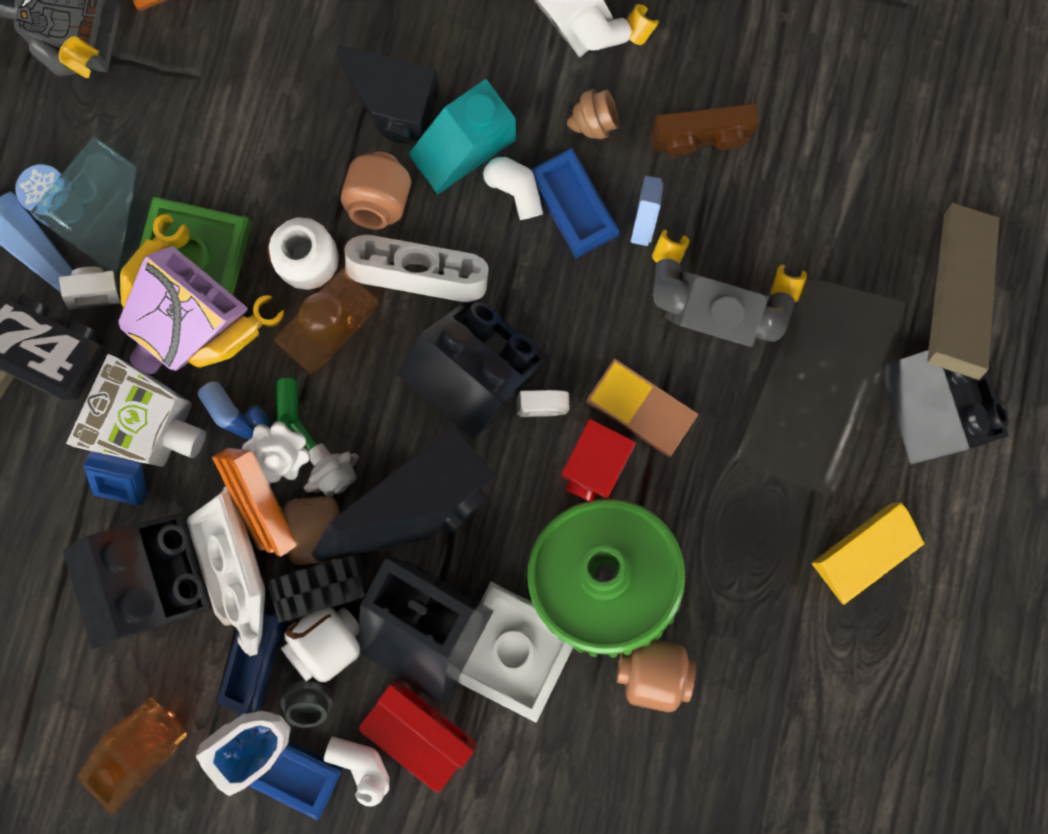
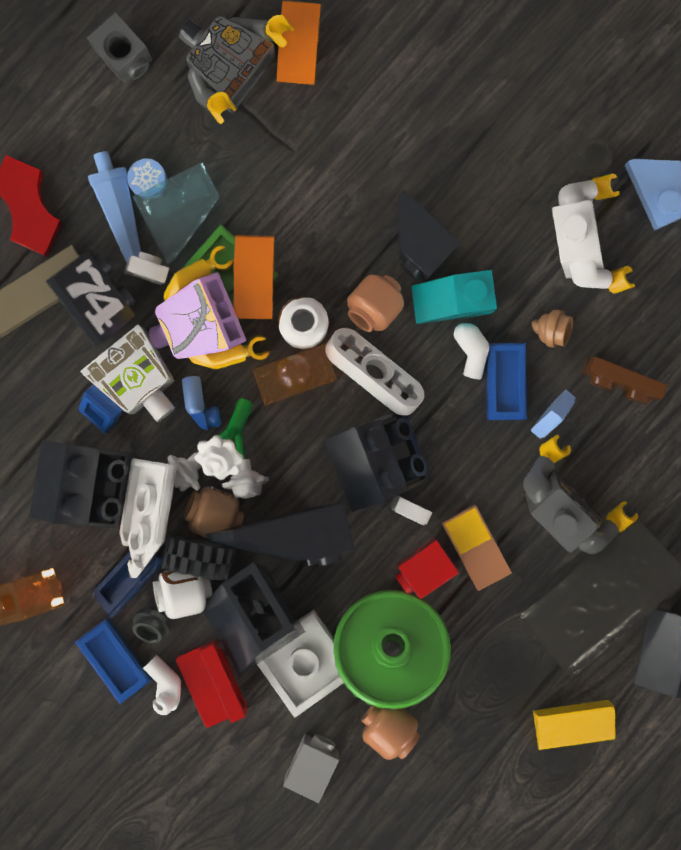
camera: 20 degrees right, 5 degrees up
(218, 231) = (253, 276): none -> orange slope
(243, 750) = (97, 636): rock -> none
(255, 500) = (188, 482): orange tile -> none
(588, 770) = (312, 767): none -> light grey brick

